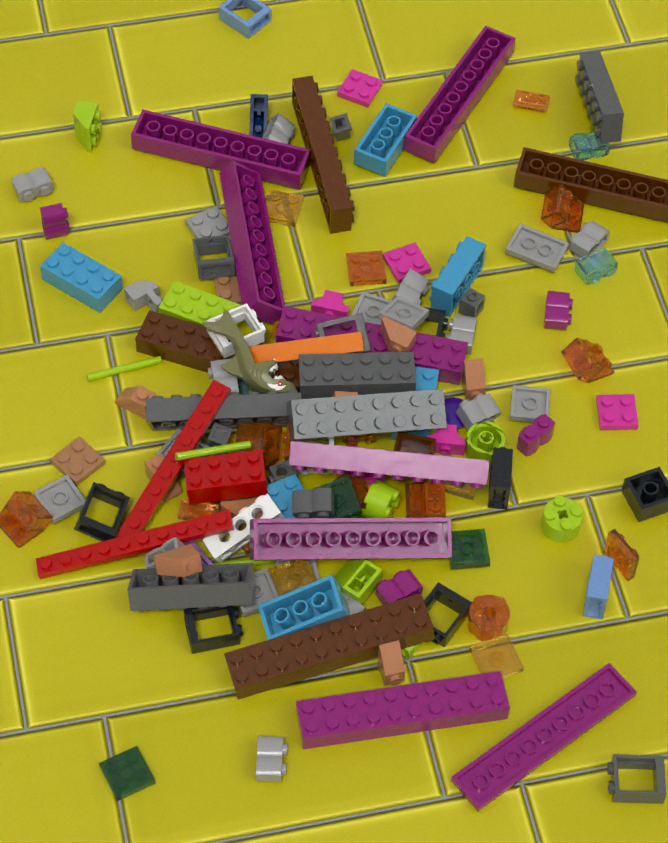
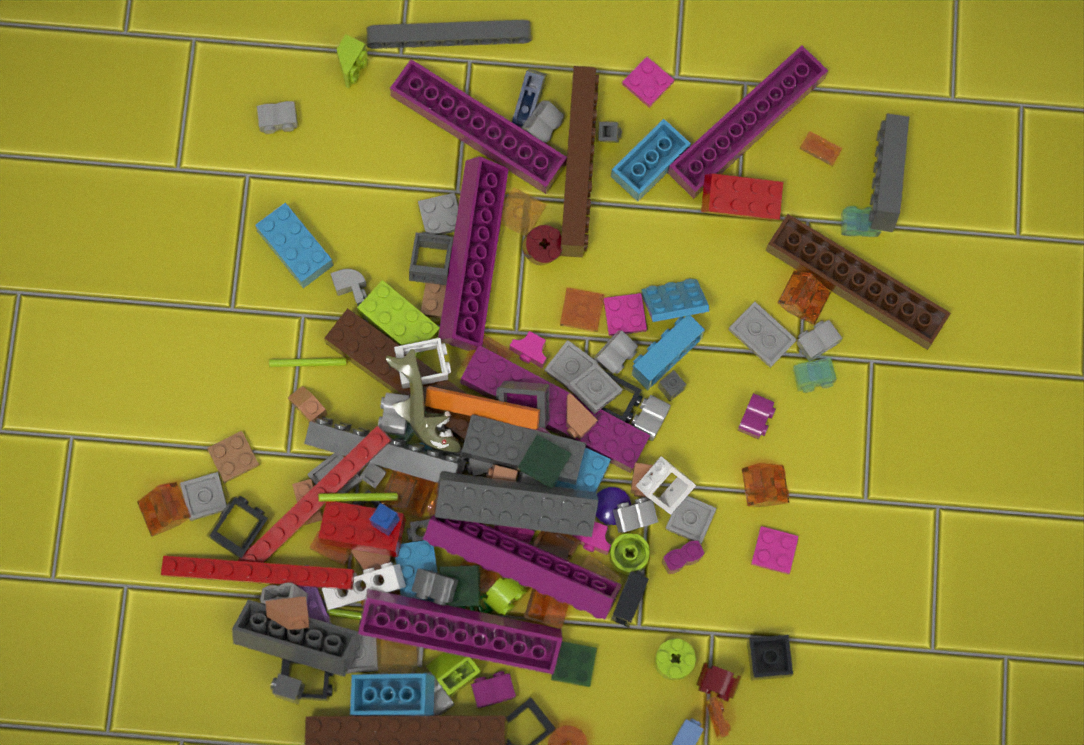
camera: 15 degrees right, 20 degrees up
(54, 221) = (285, 172): magenta brick -> none
(169, 90) = (448, 34): none -> dark grey beam
(199, 626) = (287, 688): none -> dark grey brick
(247, 452) = (384, 519): none -> blue brick
(312, 223) = (536, 253): none -> dark red brick
(381, 371) = (544, 461): none -> clear green plate
(449, 234) = (675, 300): none -> dark azure plate
(478, 144) = (742, 197): none -> red brick
(510, 382) = (674, 493): none -> white window
(607, 519) = (718, 681): none -> dark red brick

